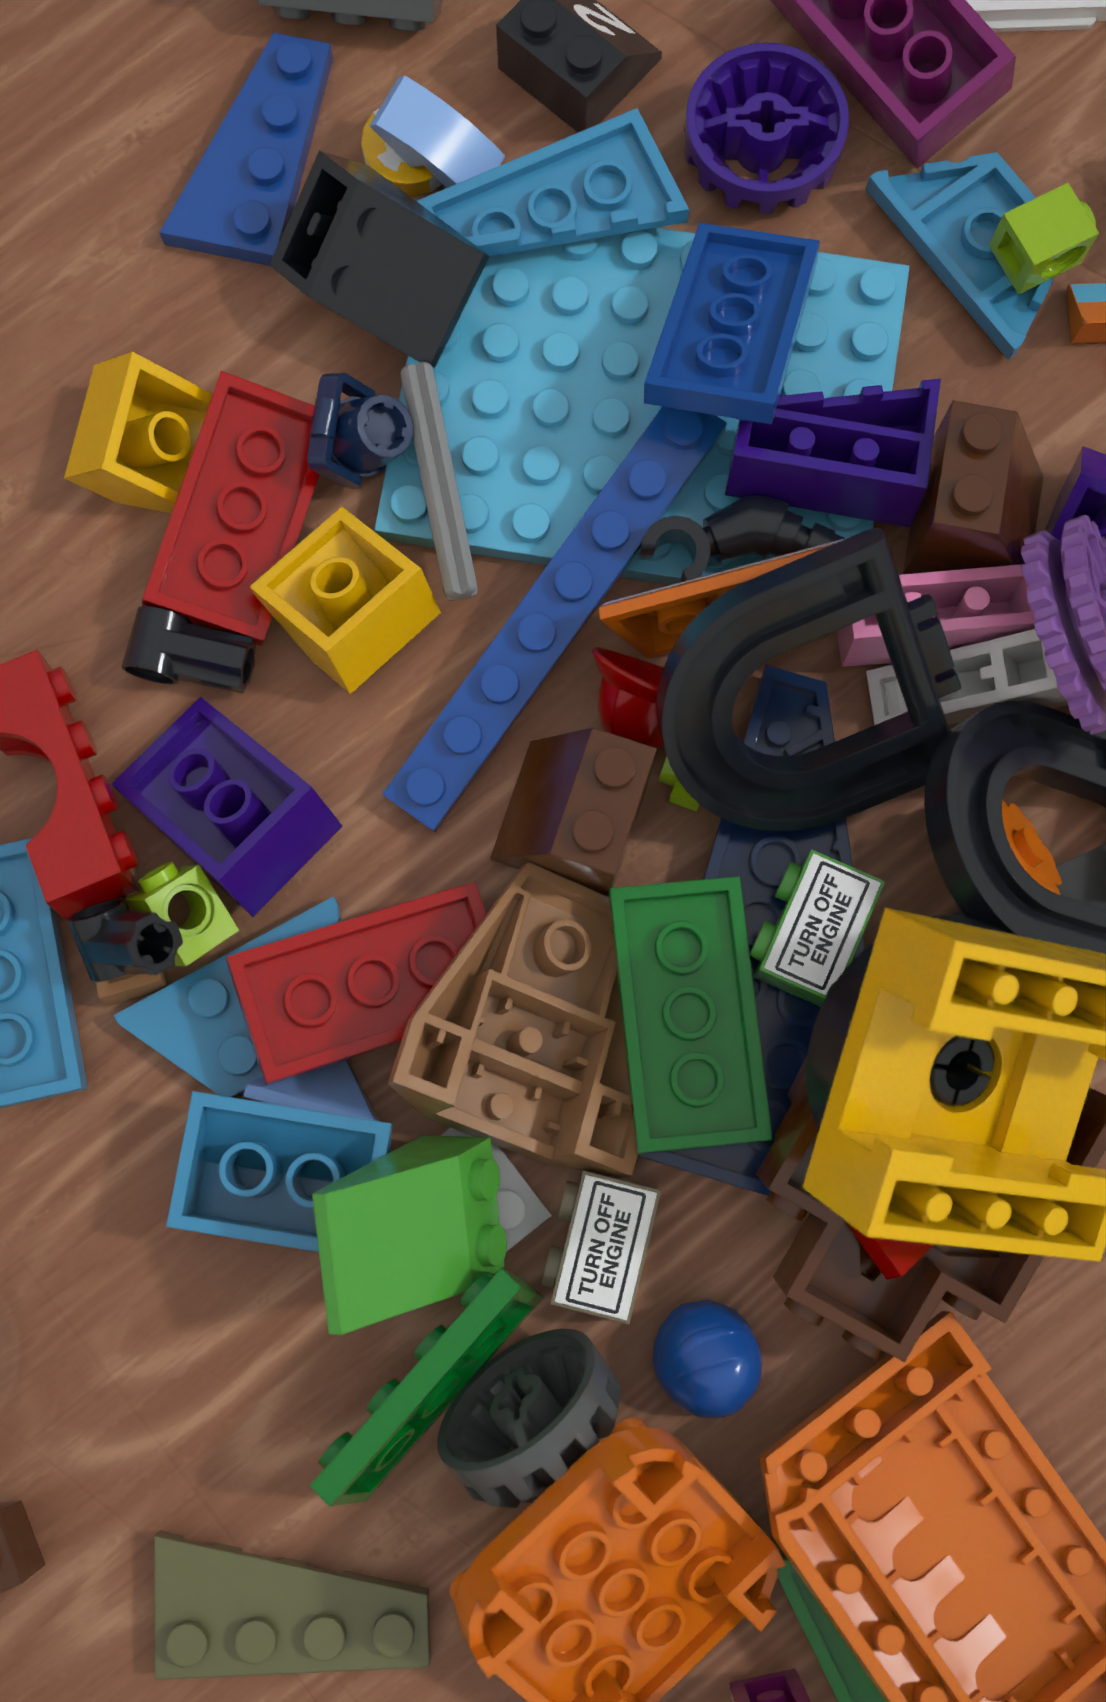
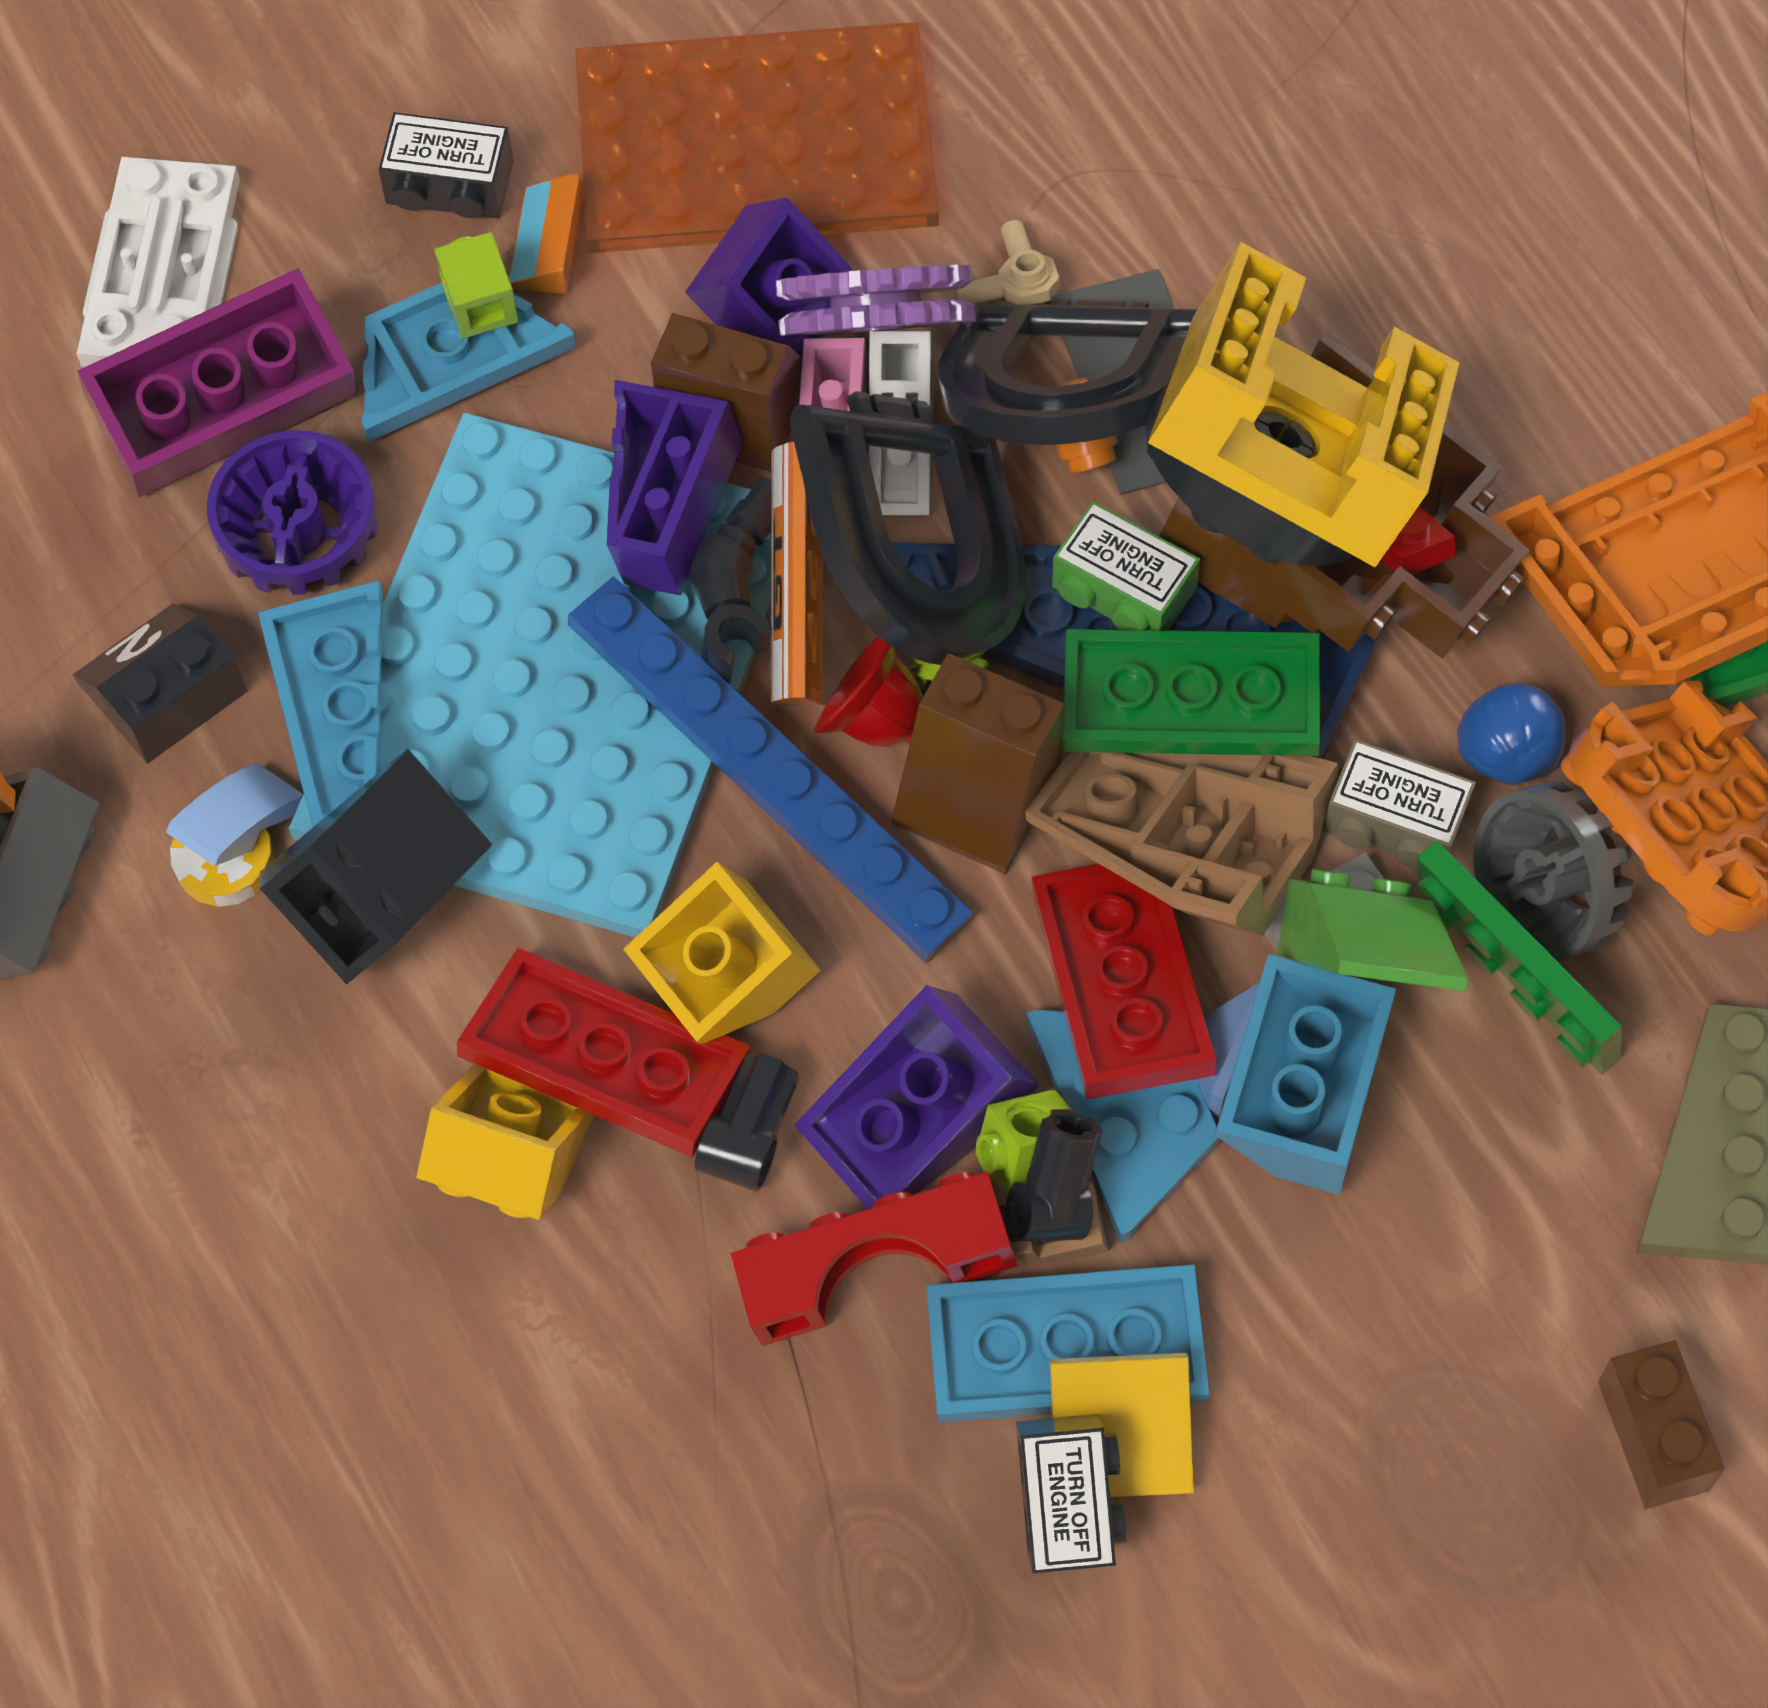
camera: 80 degrees left, 15 degrees down
(257, 158) = (218, 1014): blue wing -> none
(355, 434) = (547, 918): dark blue piece -> none
(439, 482) = (615, 851): light grey axle -> none
(732, 323) = (519, 545): blue plate -> none

